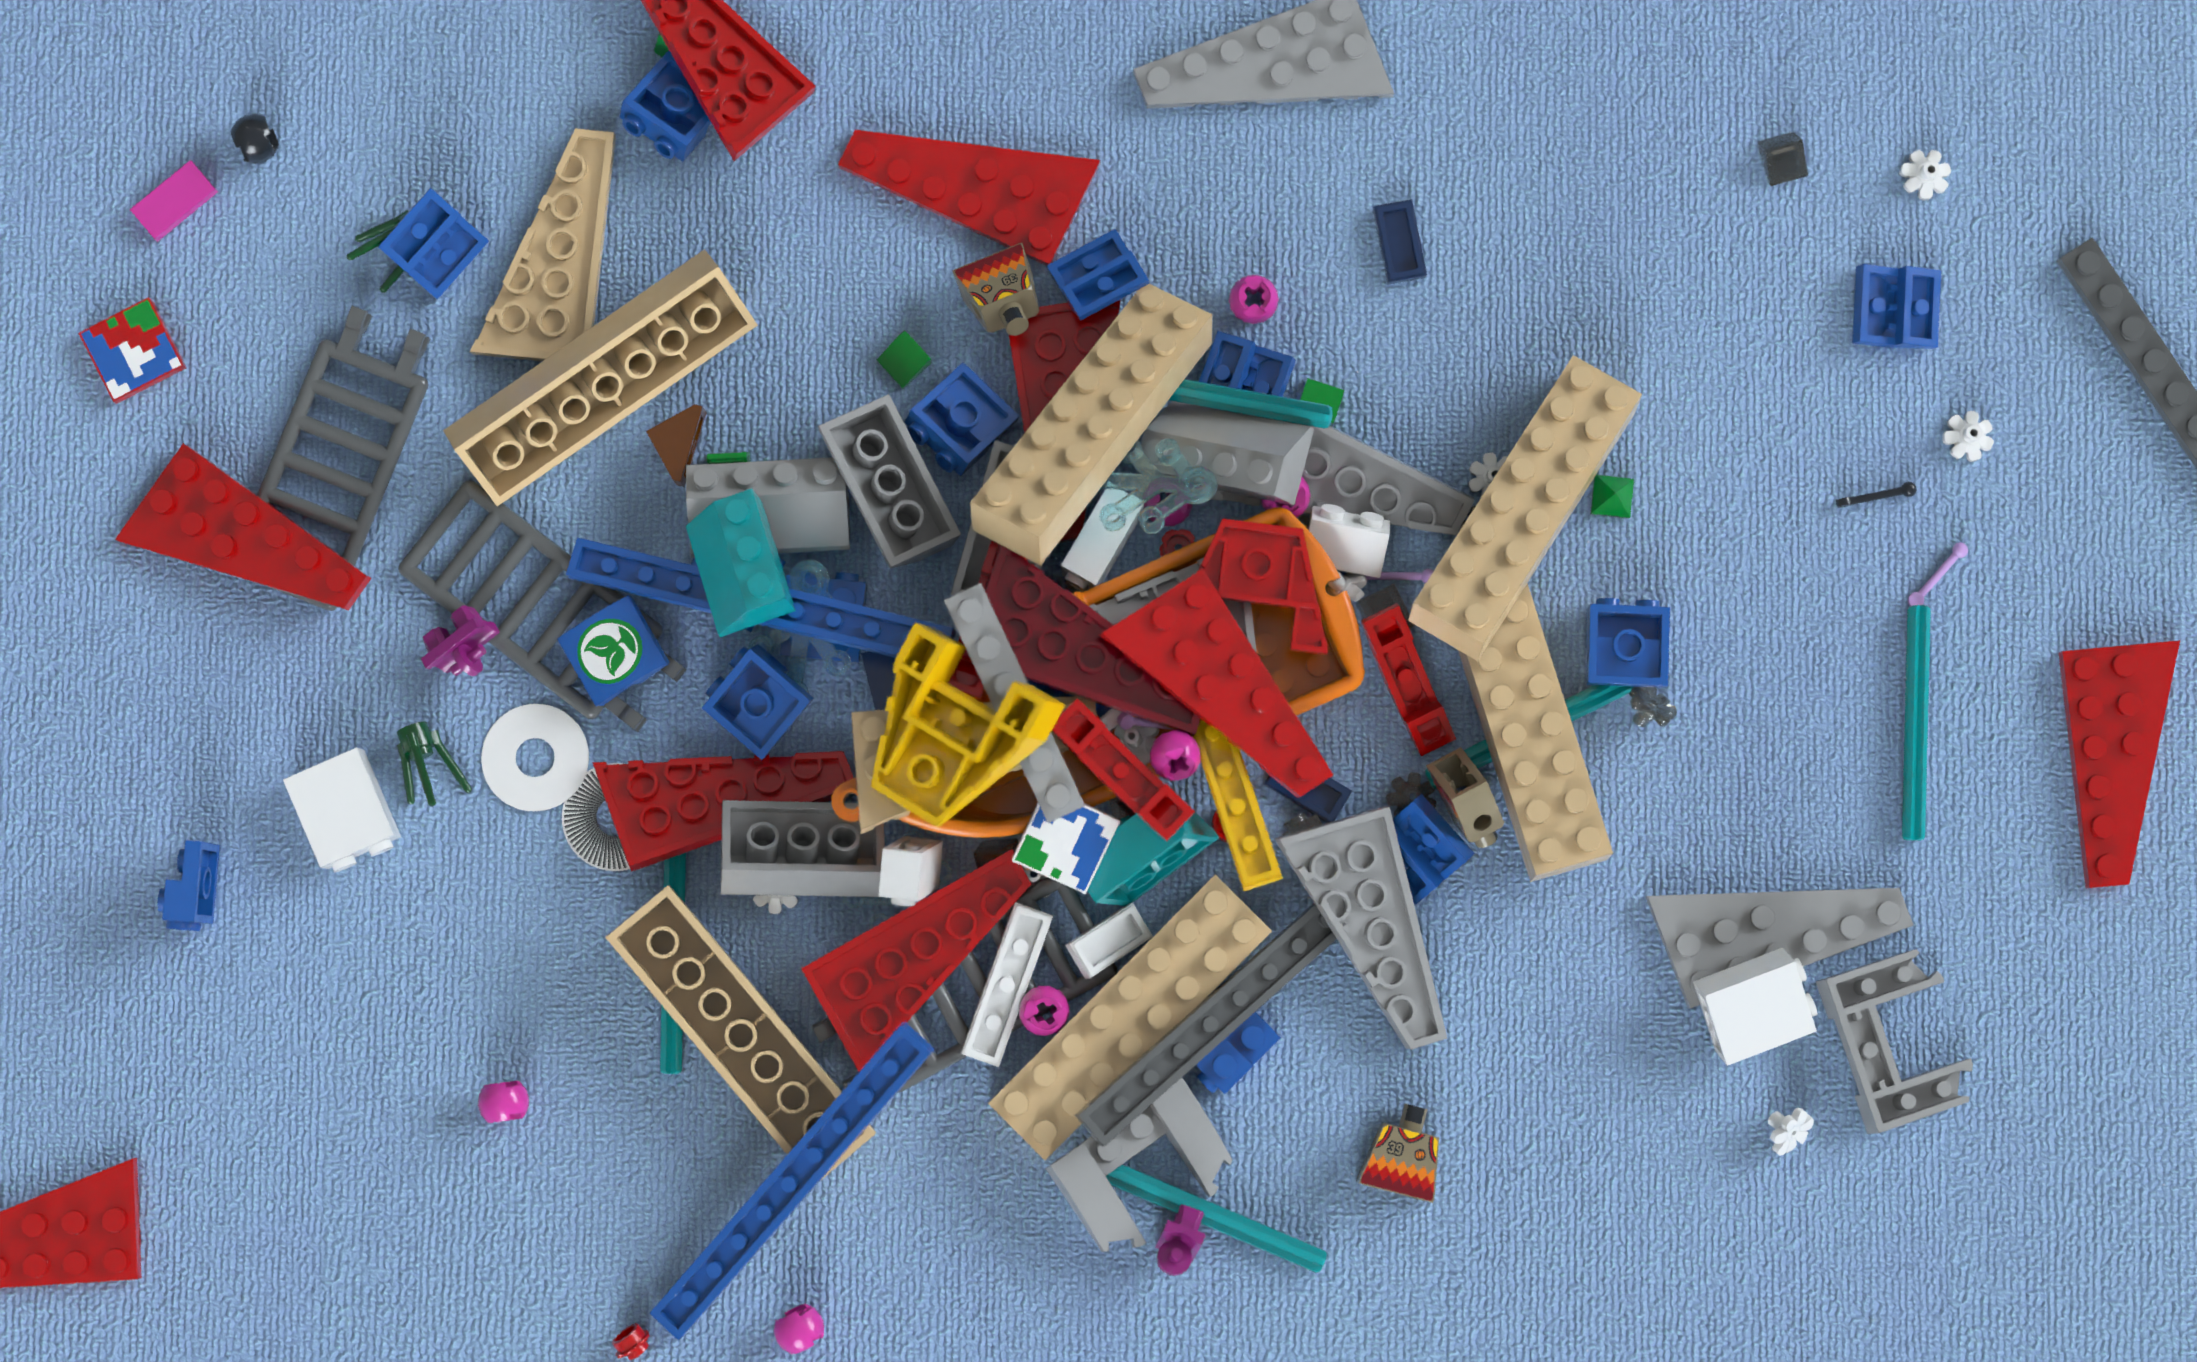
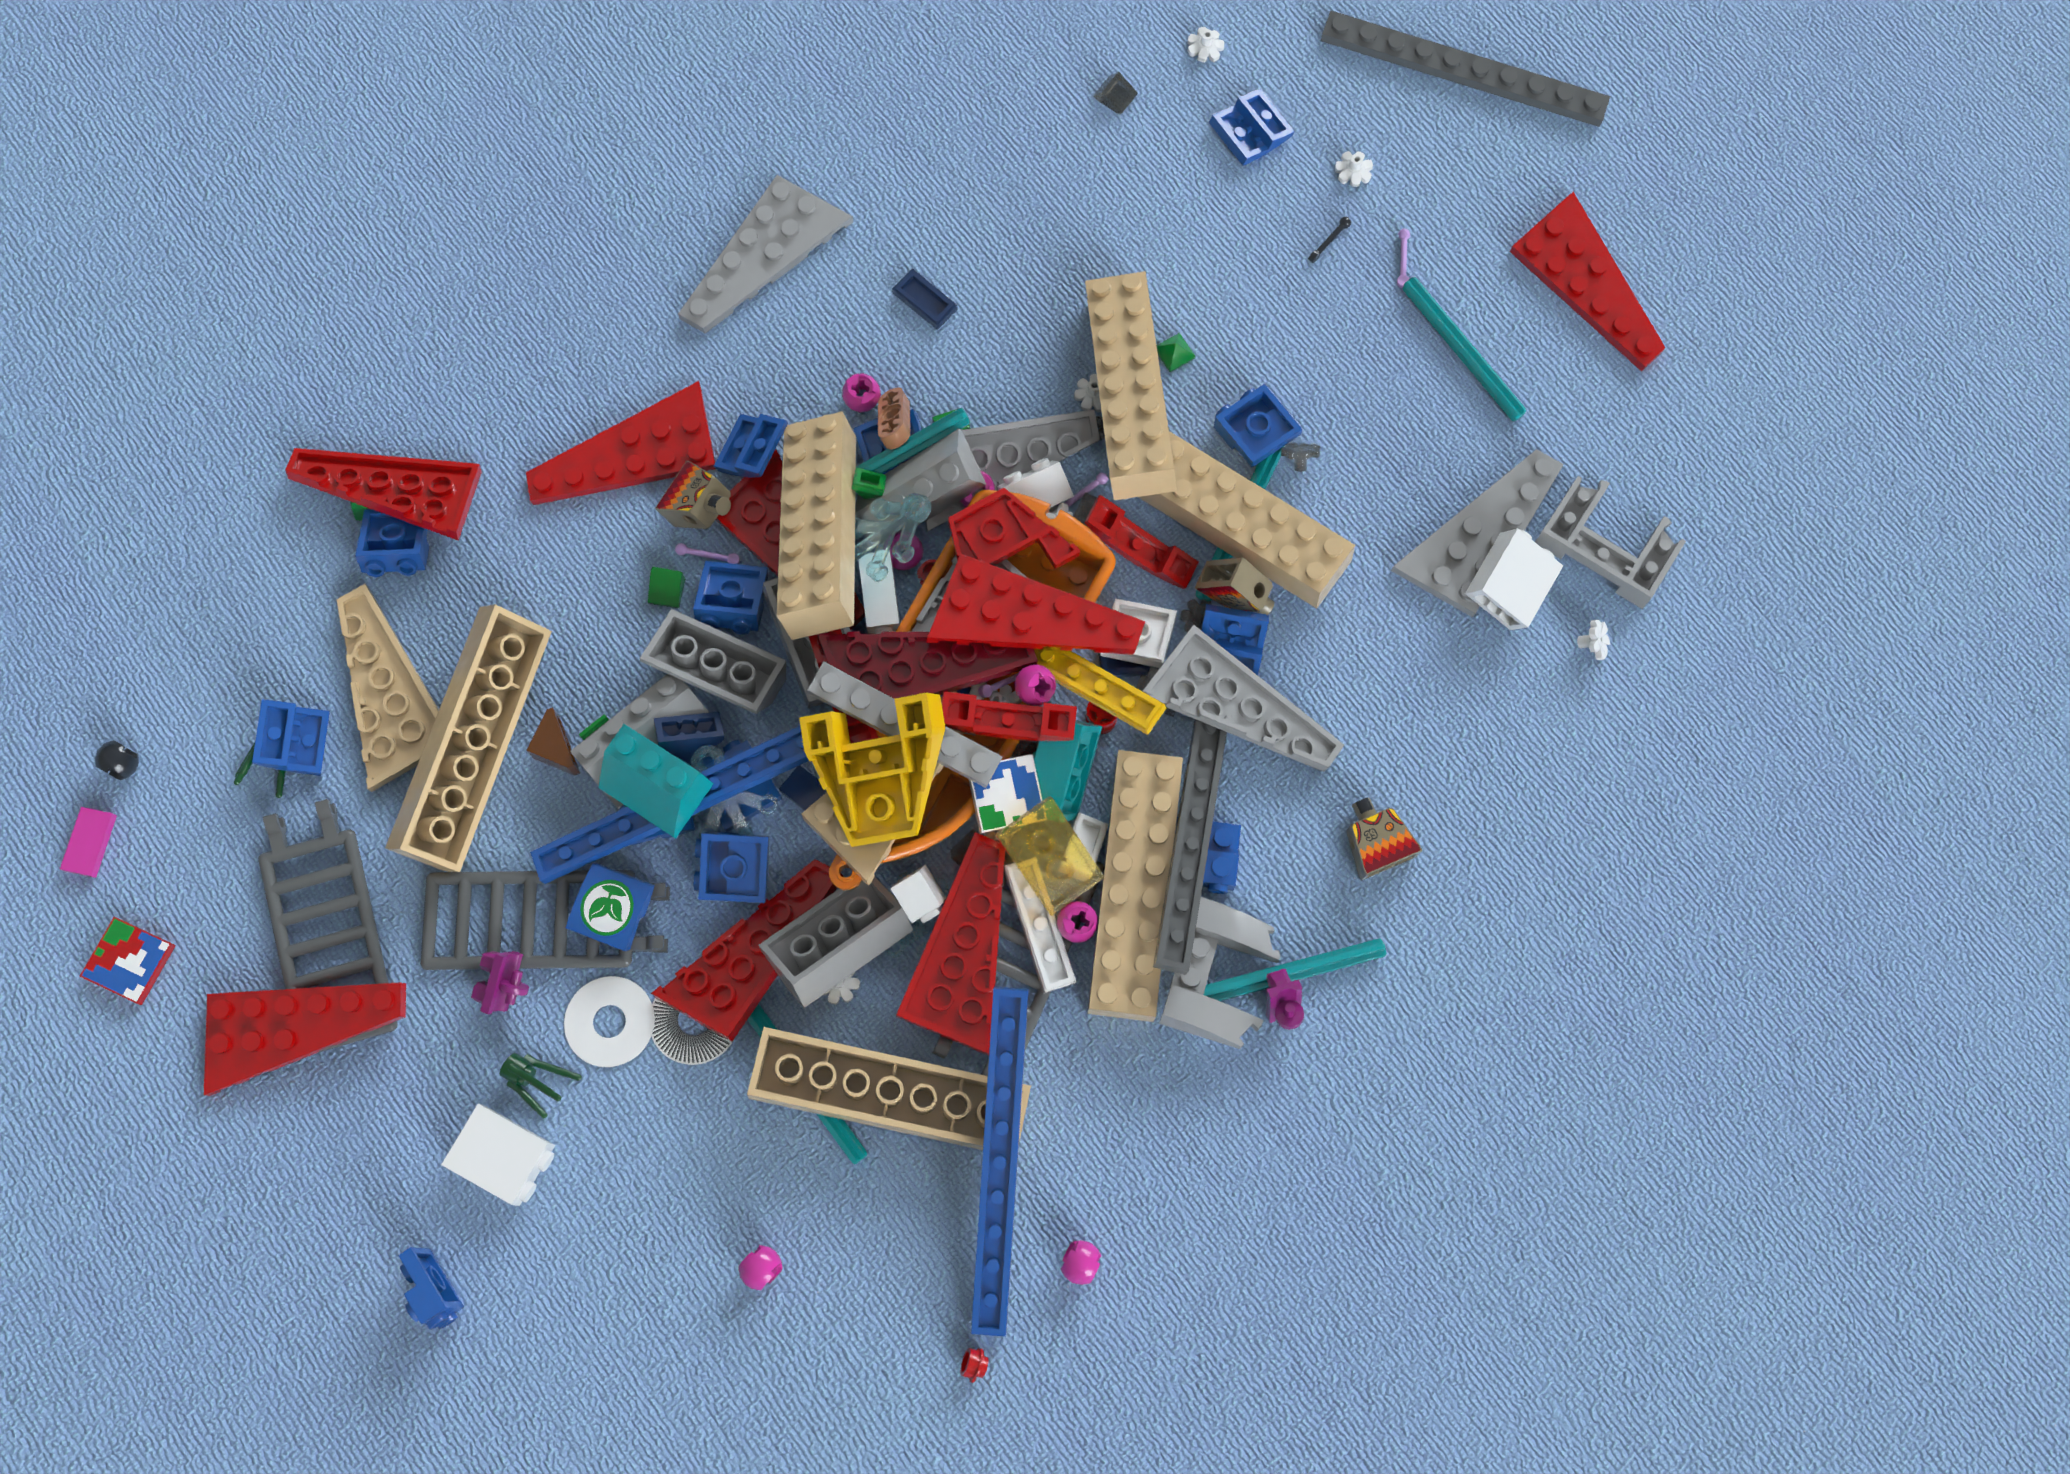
camera: 40 degrees left, 10 degrees down
(811, 537) = (687, 733): none -> dark blue slope
(993, 378) = (682, 549): none -> lavender hinge
(1062, 930) = (1050, 855): none -> clear yellow tile
(1181, 410) = (868, 483): none -> green slope
(1262, 369) = (894, 418): none -> nougat beam
(1353, 766) = (1155, 634): none -> white tile

